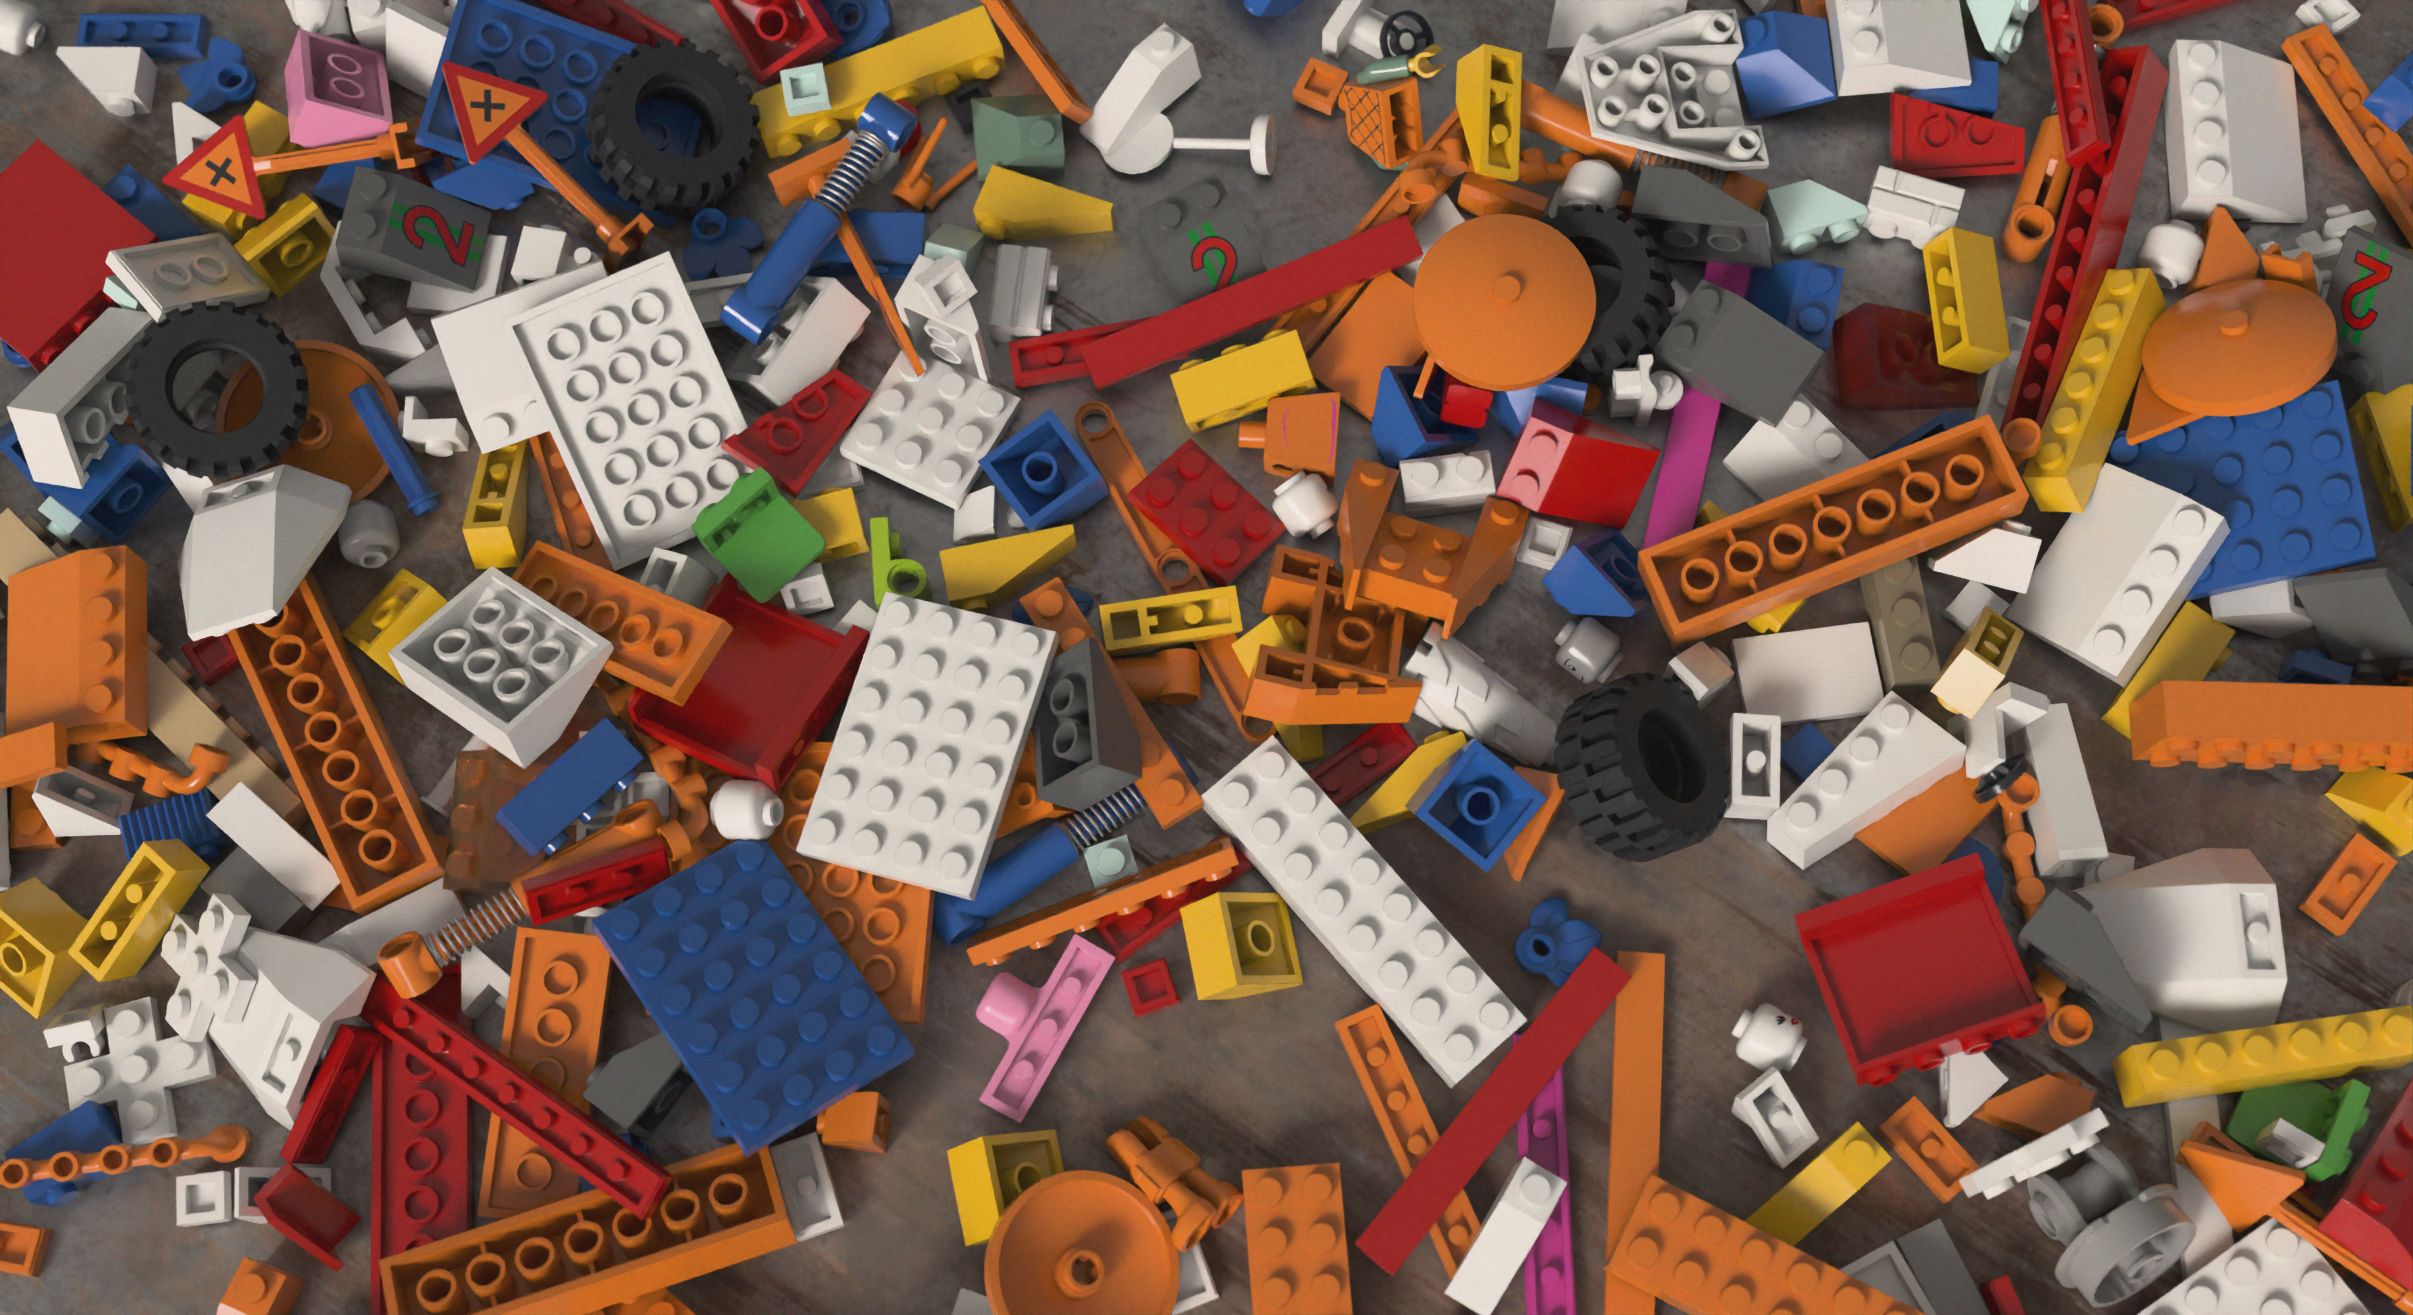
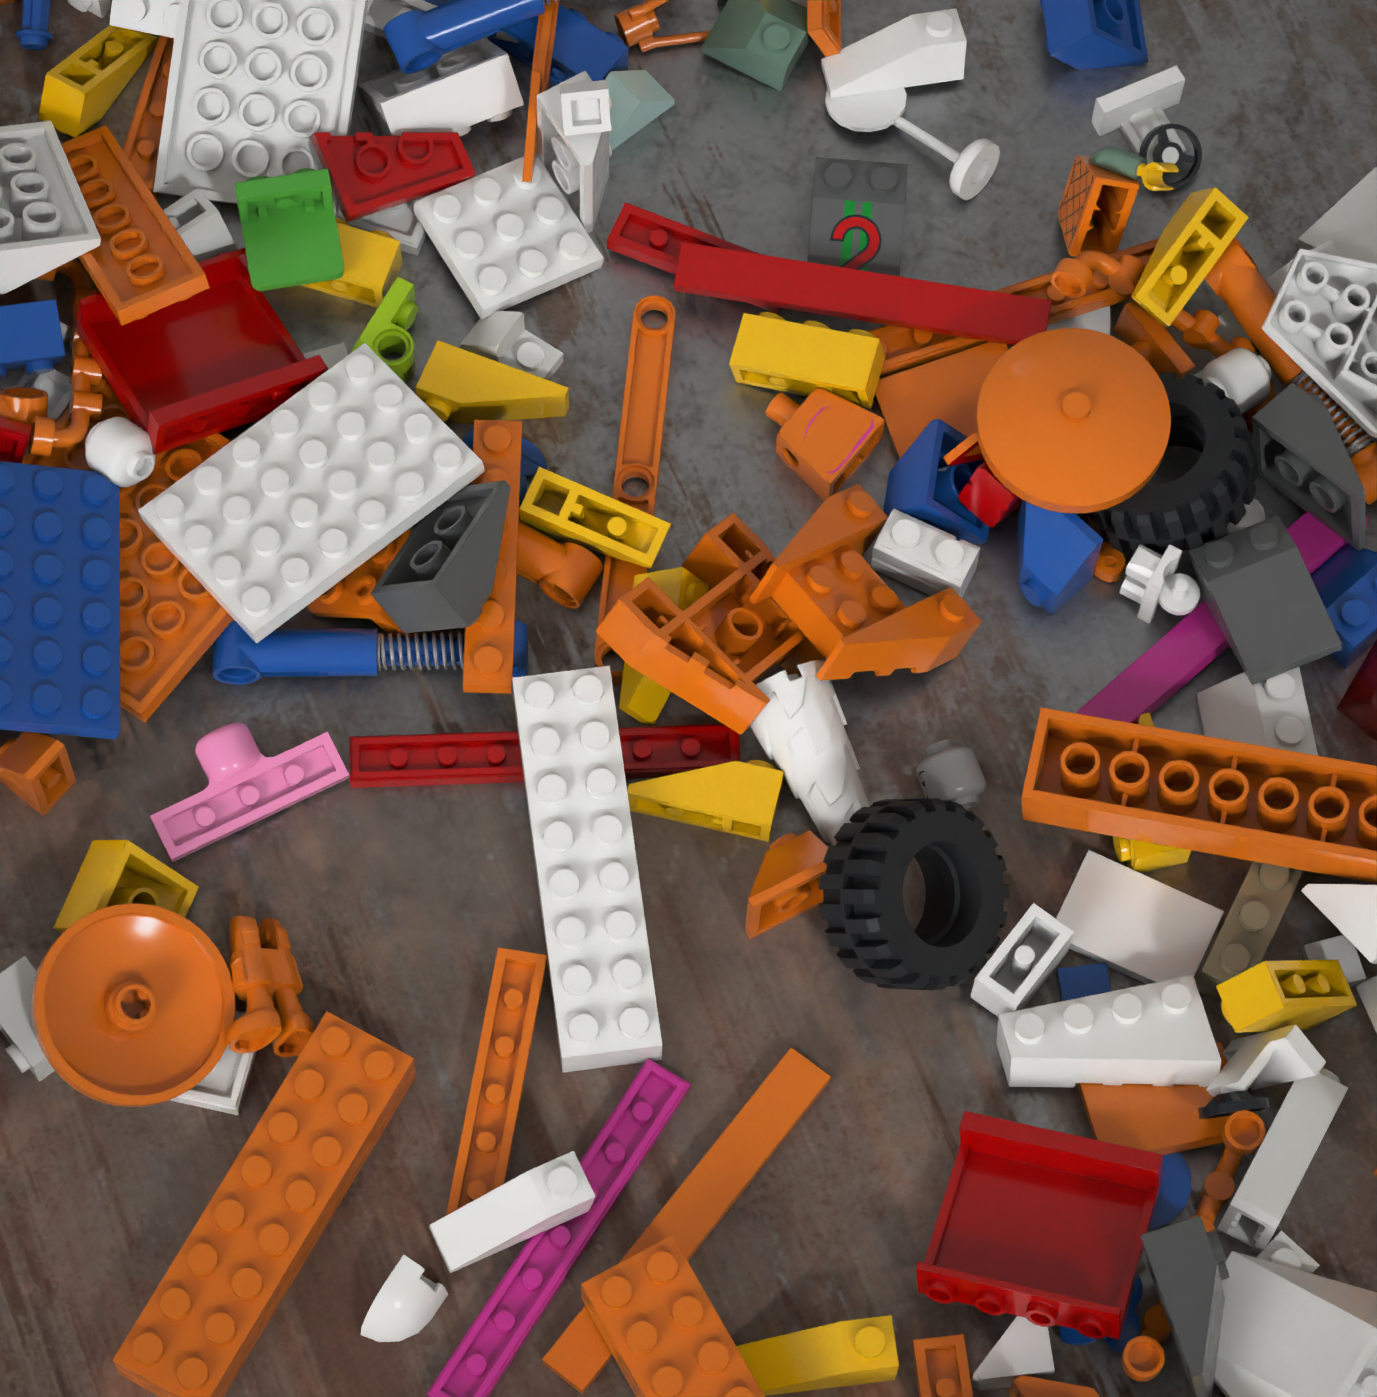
camera: 25 degrees right, 5 degrees down
(808, 591) = (304, 307): white tile -> none
(1022, 293) = (668, 169): white brick -> none
(1034, 209) = (730, 104): yellow slope -> none
(1044, 474) = (575, 332): blue slope -> none
(1085, 909) = (349, 717): orange plate -> none
(1110, 860) = (402, 699): light aqua plate -> none
(1150, 987) = (363, 821): red tile -> none
(1206, 513) = (695, 453): red plate -> none
(1240, 945) = (464, 833): yellow slope -> none
(1305, 505) = (786, 498): white head -> none
(1320, 86) = (1061, 146): orange plate -> none
(1476, 803) = (744, 833): blue slope -> none
(1492, 1111) = (581, 1105): red tile -> none
(1543, 542) = (980, 665): white tile -> none
(1563, 940) = (749, 1010): blue plate -> none
(1575, 467) = (1046, 610): red slope -> none
(1599, 577) = (1000, 716): blue slope -> none
(1701, 672) = (1030, 857): white slope -> none
(1769, 1038) = (868, 1203): white head -> none
(1775, 1117) = (824, 1270): white slope -> none

